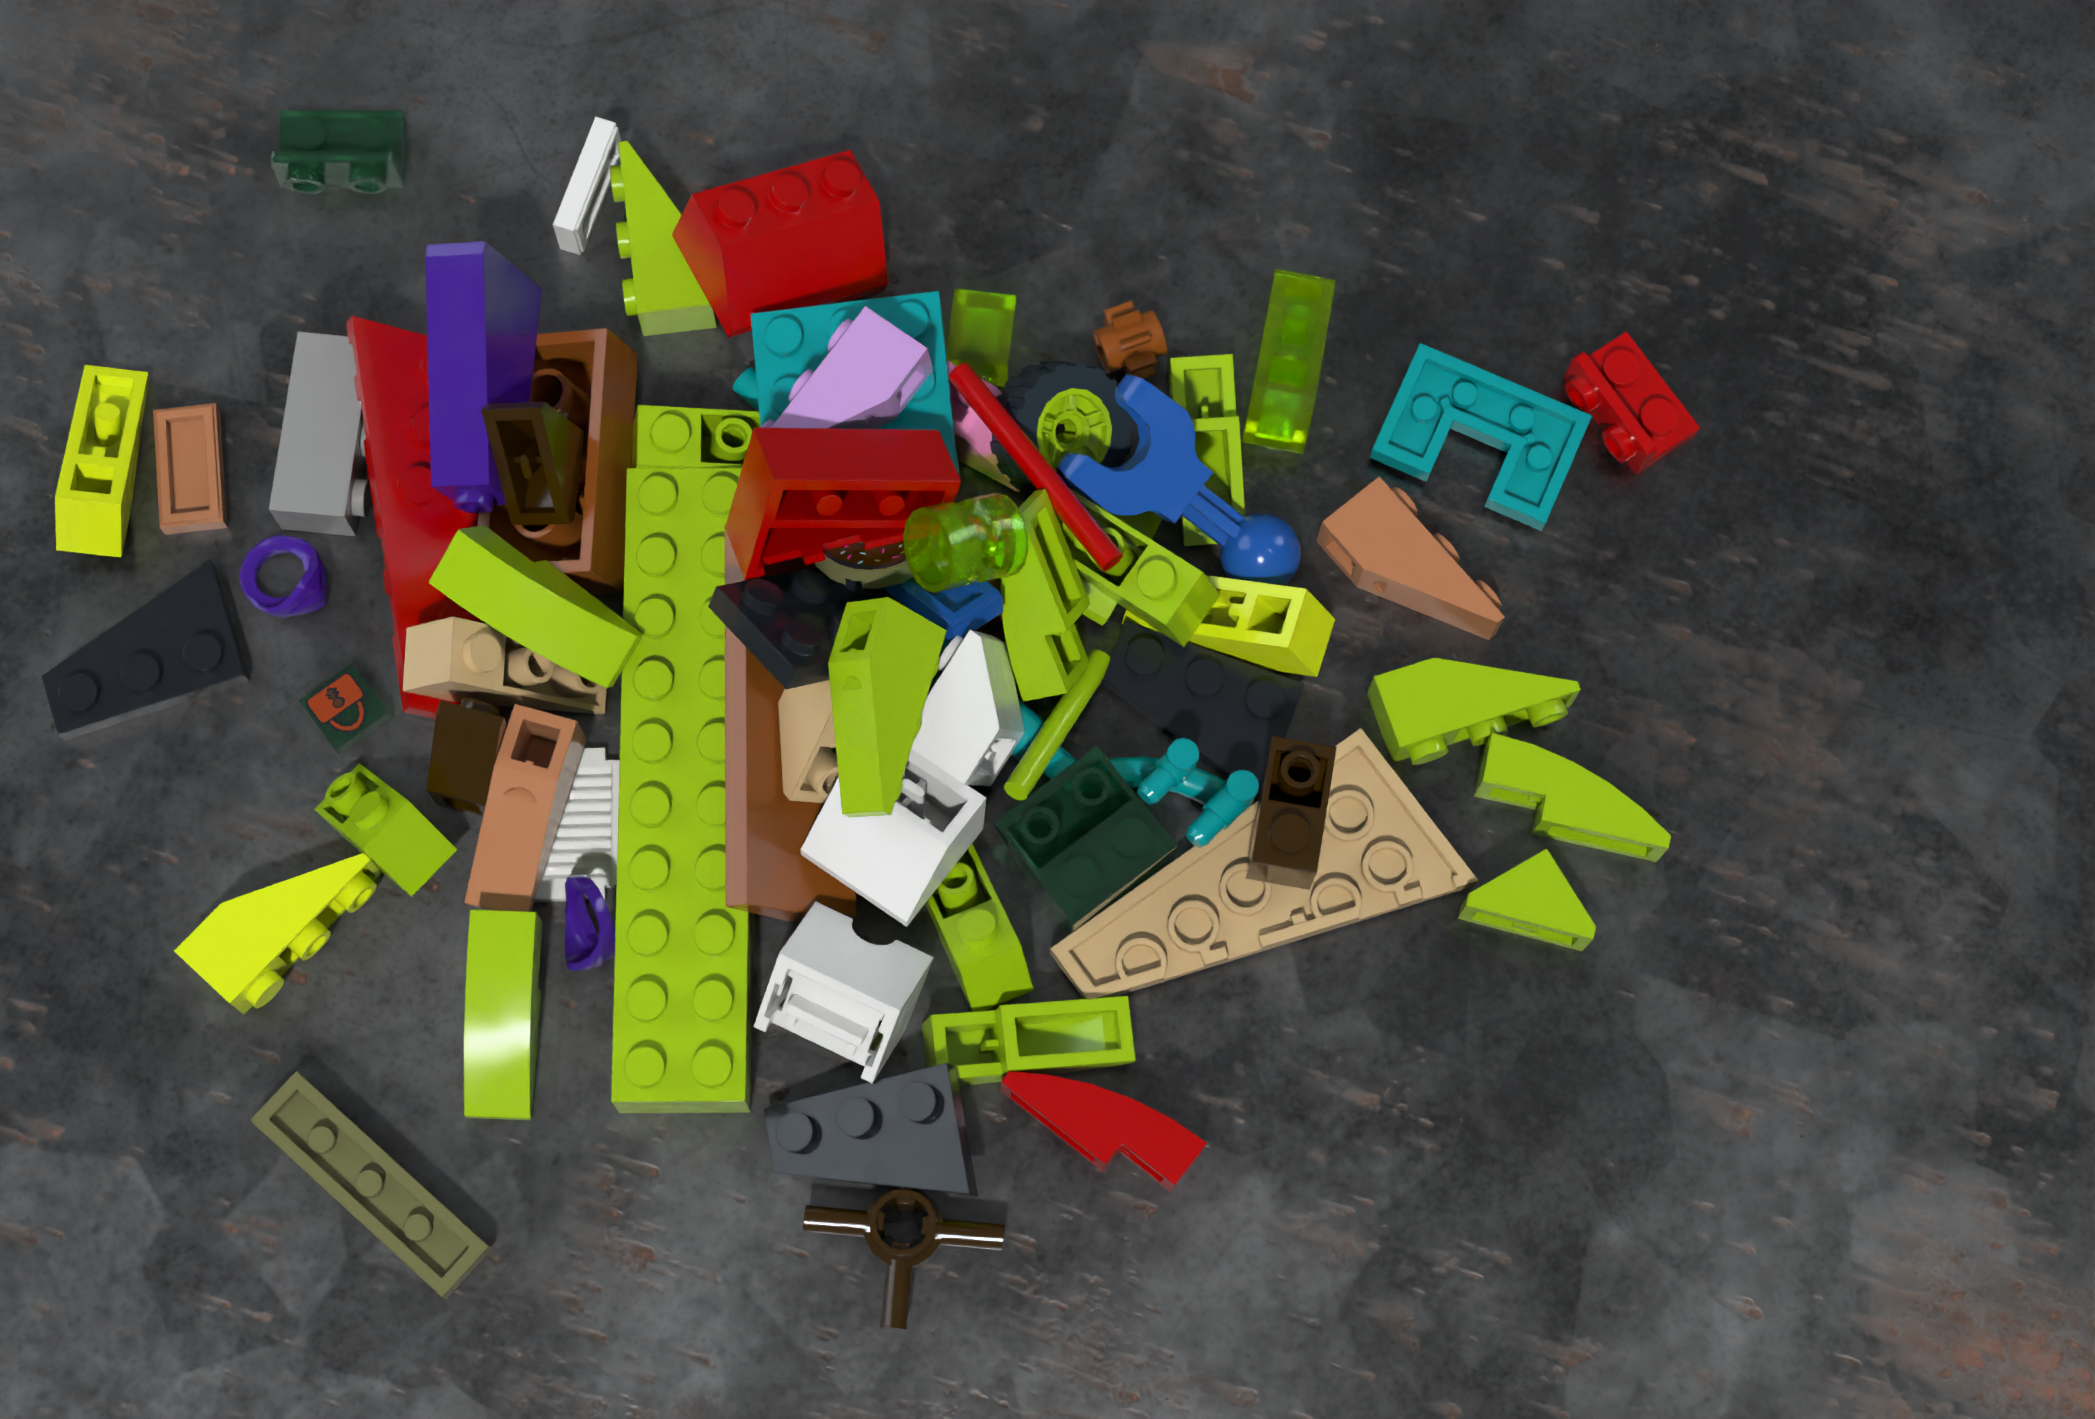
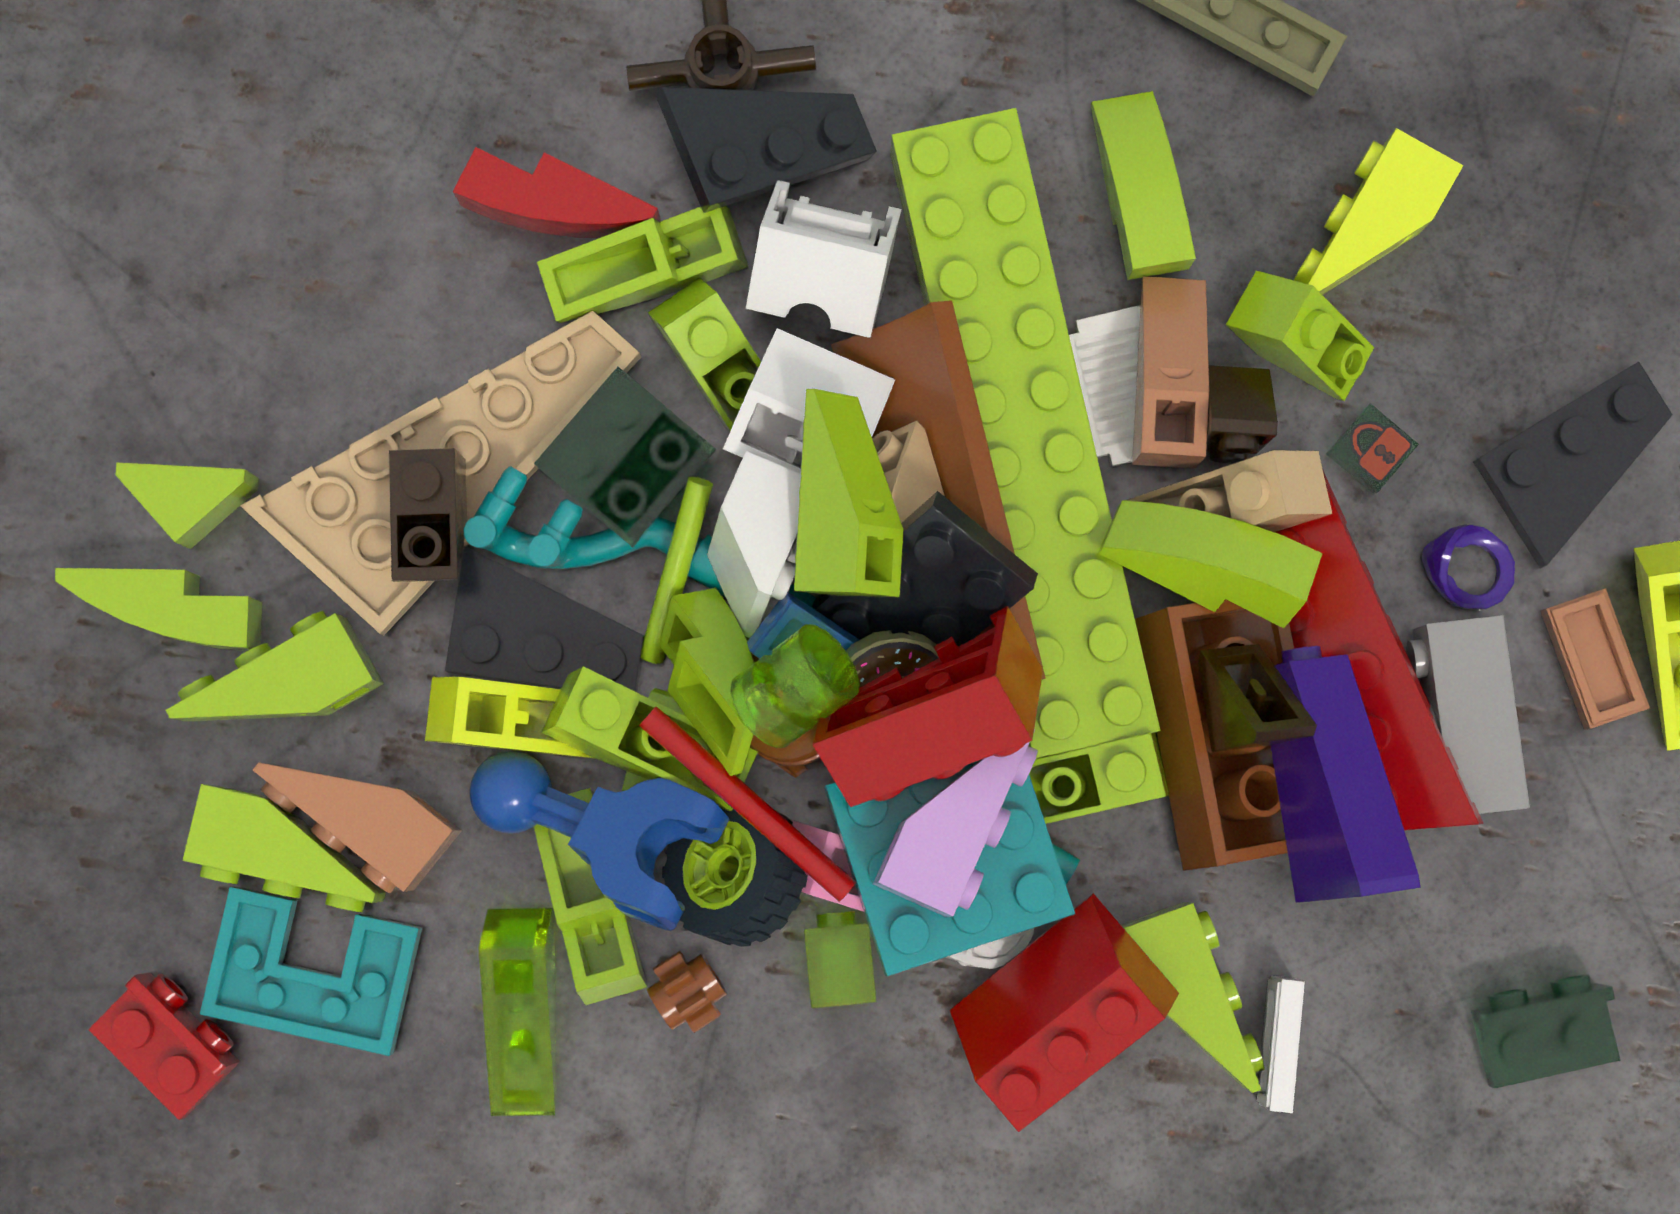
camera: 170 degrees right, 10 degrees up
(582, 944) = (1082, 275): dark purple piece -> none
(1517, 560) = (257, 838): none -> lime slope

